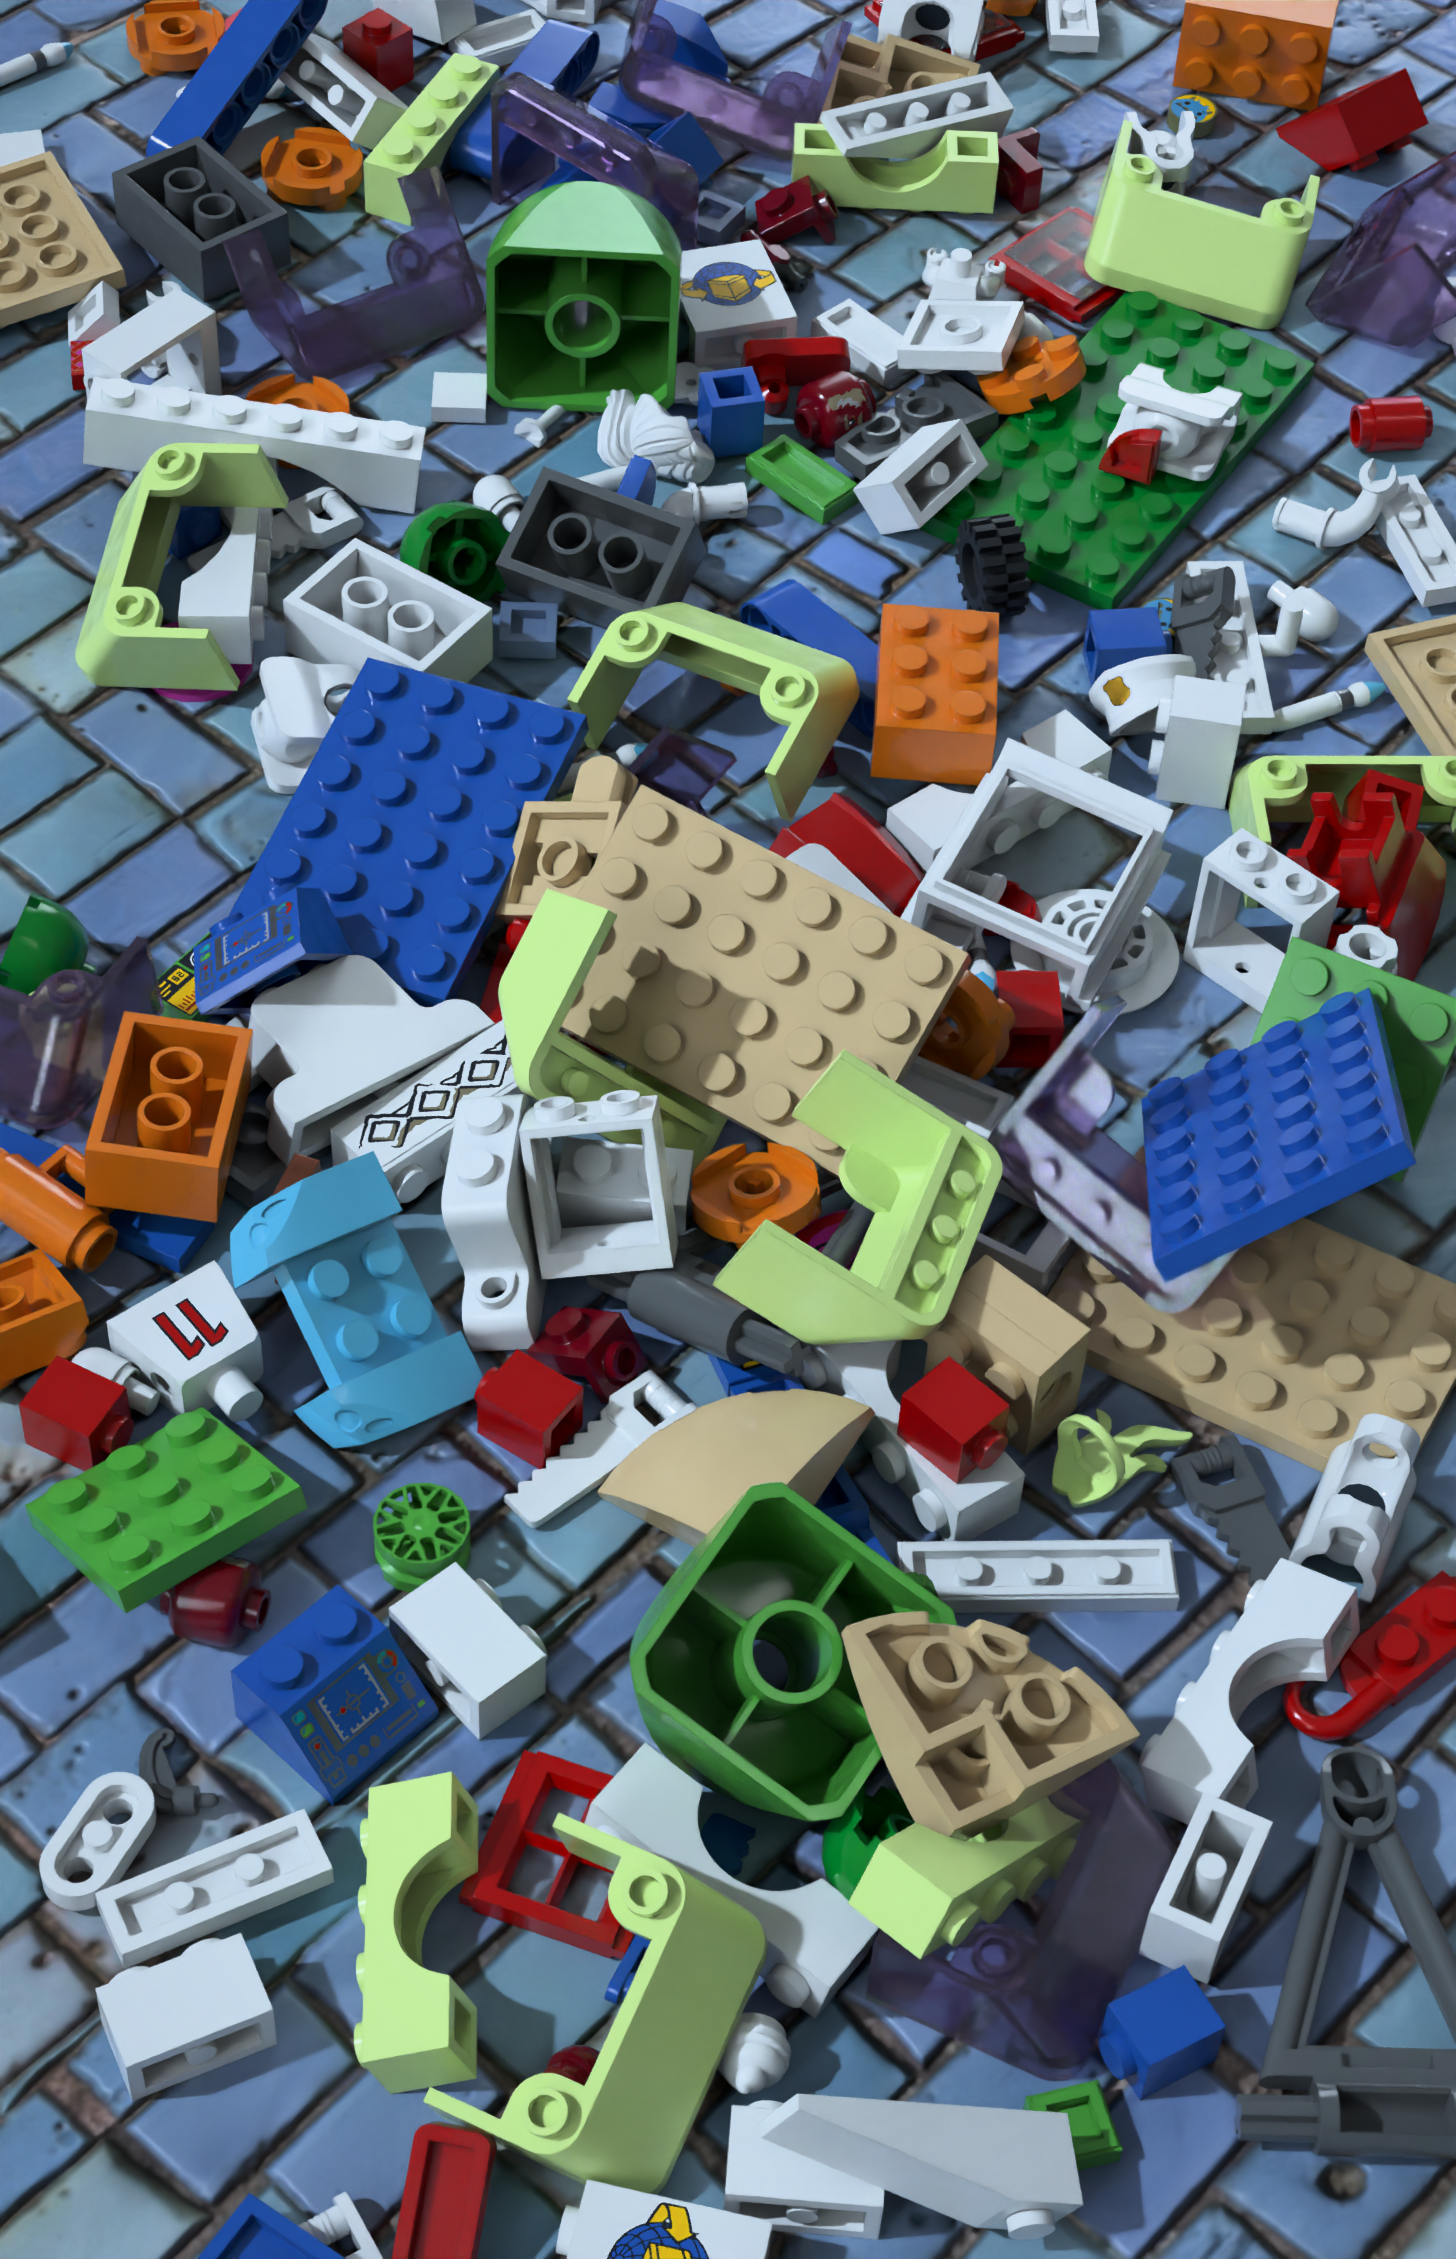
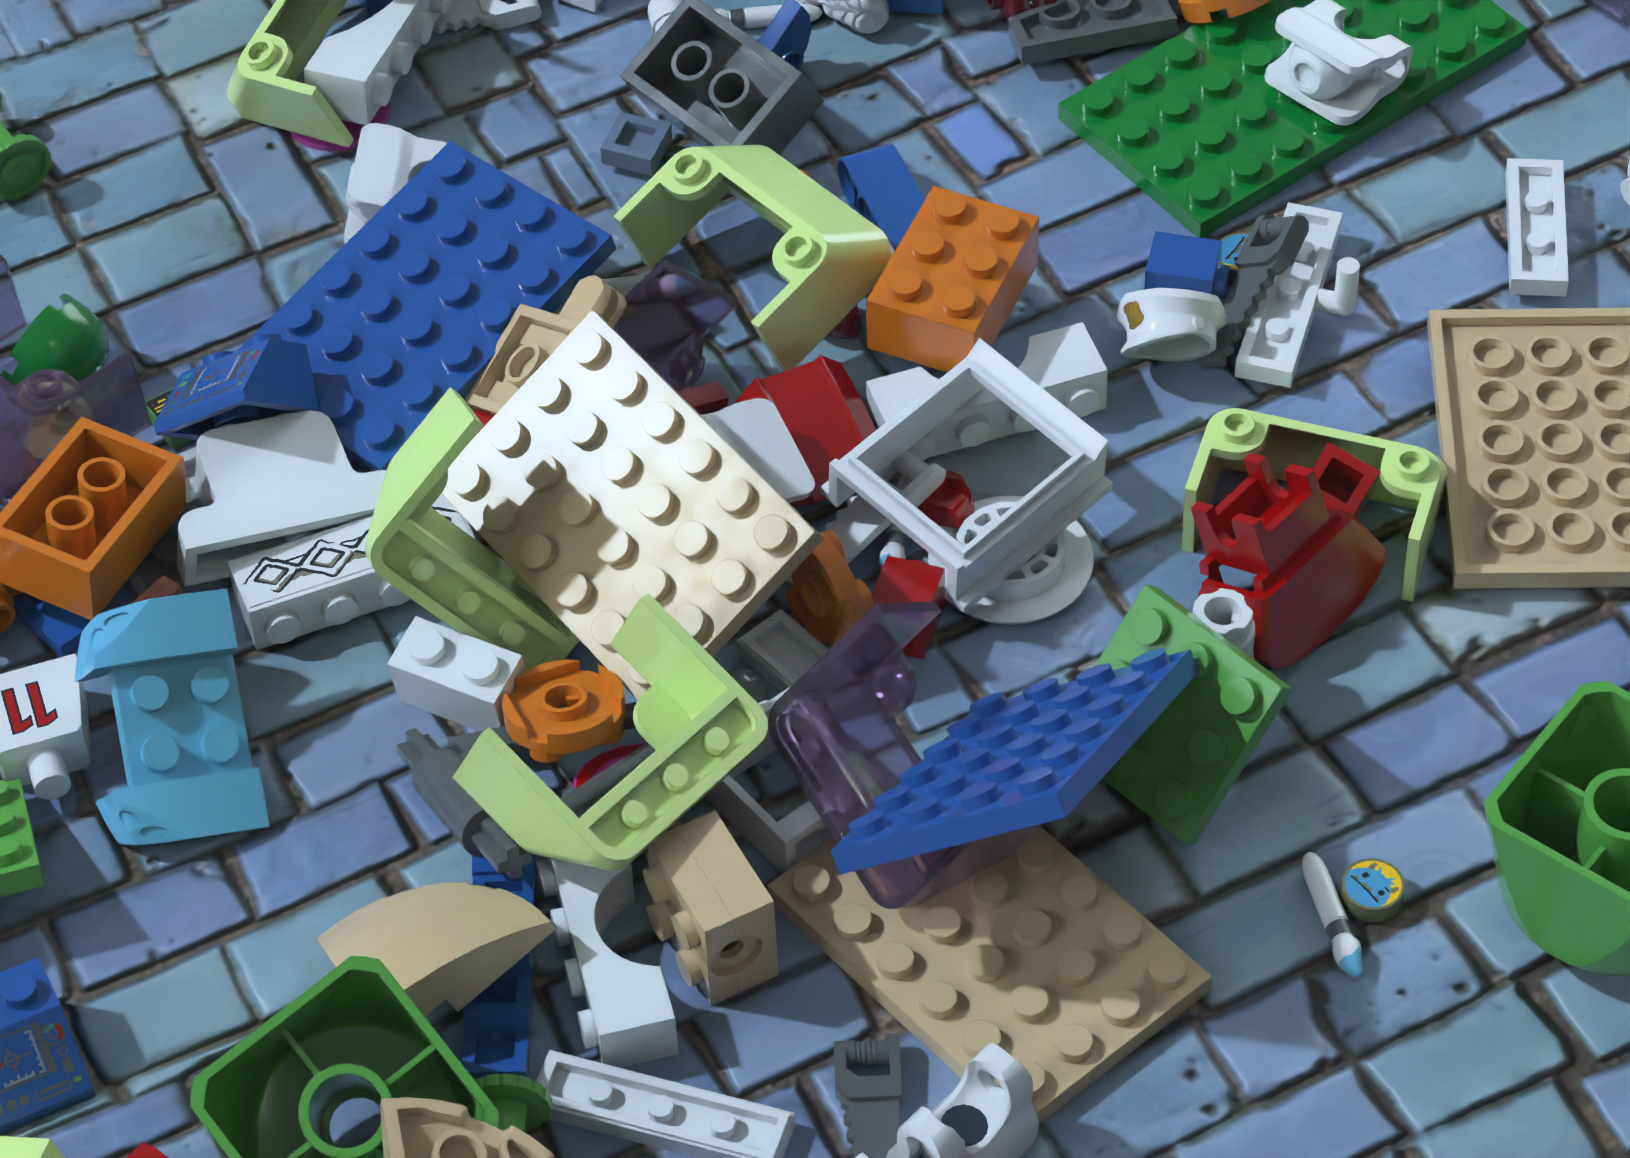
camera: 25 degrees right, 0 degrees up
(386, 611) = (504, 111): white brick -> none
(432, 1518) = (128, 945): bright green wheel -> none
(457, 547) = (586, 62): green cylinder -> none
(469, 1649) = (135, 1043): white brick -> none
(492, 1222) = (330, 672): white brick -> none
(528, 1408) = (287, 851): red brick -> none
(590, 1346) = (369, 812): dark red bracket -> none
(598, 1450) = (332, 902): white piece -> none
(608, 1246) = (400, 723): white window -> none
(709, 502) = (847, 55): white piece -> none
(802, 479) = (968, 48): bright green tile -> none
(921, 477) = (1064, 68): white brick -> none
(954, 1420) = (622, 952): red brick -> none
(992, 565) = (1087, 170): black tyre -> none
(1102, 1463) = (773, 1027): yellowish green piece -> none
(1133, 455) = (1280, 88): red tile -> none
(1199, 741) = (1191, 376): white brick -> none
(1221, 945) = (1147, 542): white window -> none
(1307, 711) = (1358, 371): white piece -> none
(1319, 615) = (1385, 274): white cylinder -> none
(1337, 527) = (1462, 199): white piece -> none
(1390, 424) = (1569, 104): red brick -> none

